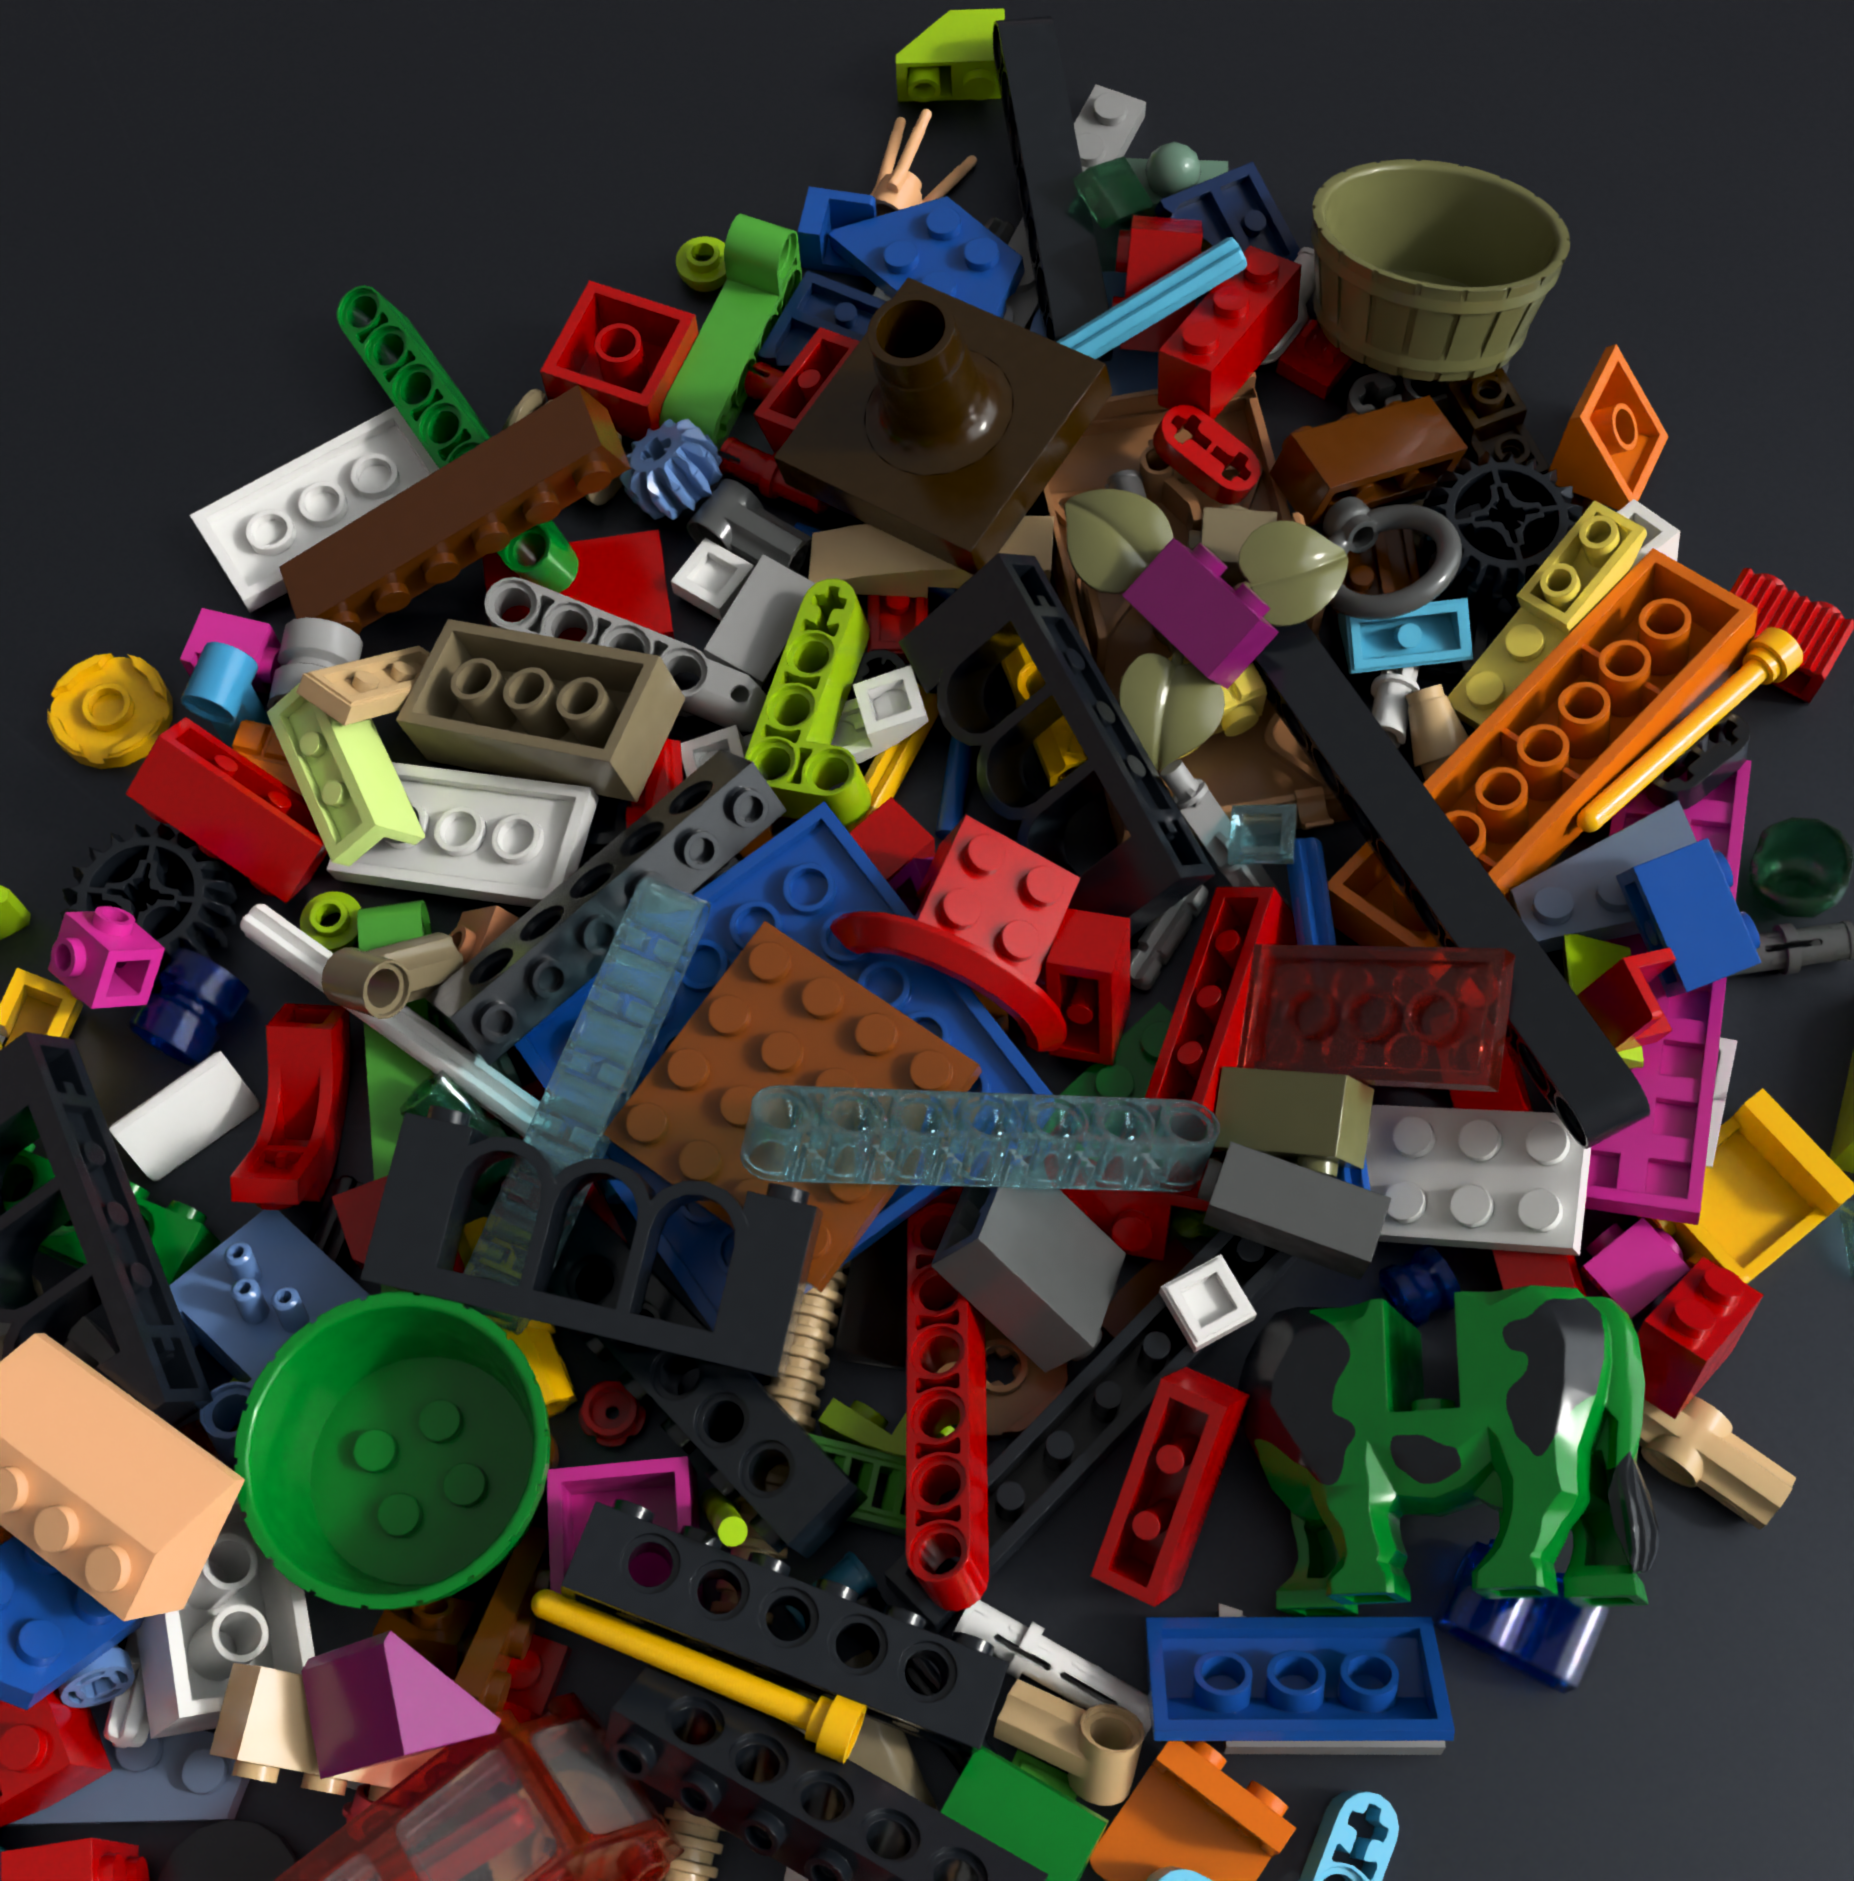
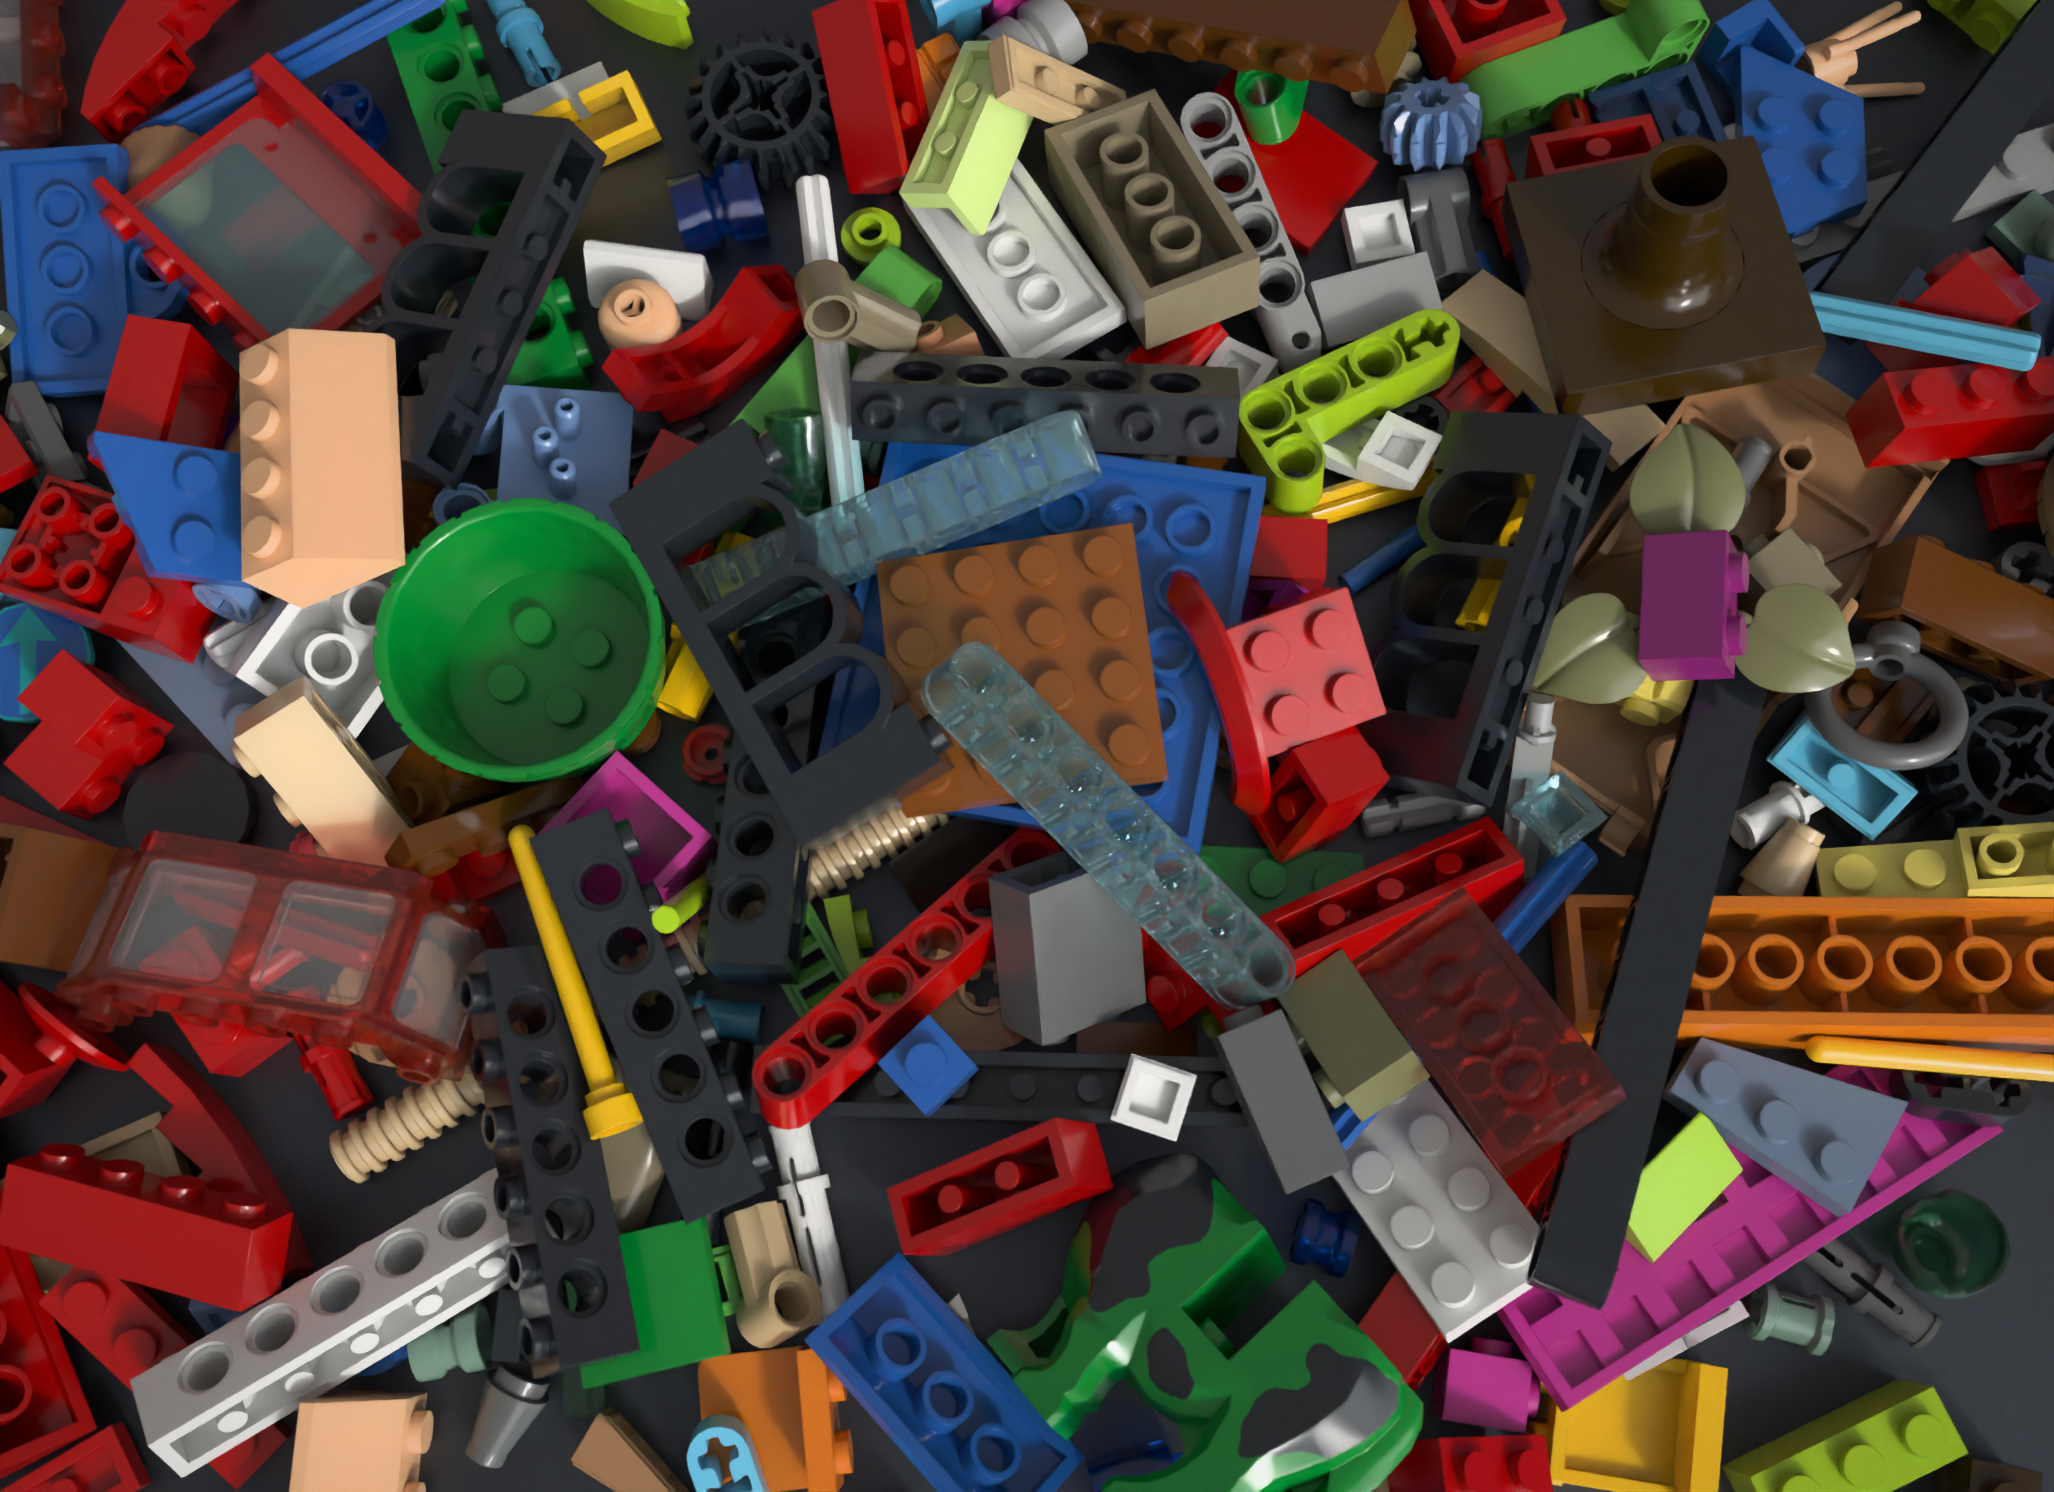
camera: 45 degrees right, 10 degrees up
(105, 958) = (685, 118): dark pink brick -> none
(210, 1147) = (638, 315): none -> light nougat head
(385, 1705) = (345, 806): magenta slope -> none
(1032, 1442) = (928, 1066): none -> blue brick
(1112, 192) = (1994, 213): clear green tile -> none
(1206, 454) = (1838, 488): red beam -> none
(1625, 1003) = (1684, 1210): red panel -> none
(1688, 906) = (1807, 1200): blue brick -> none
(1762, 1019) = (1790, 1318): none -> sand green bush

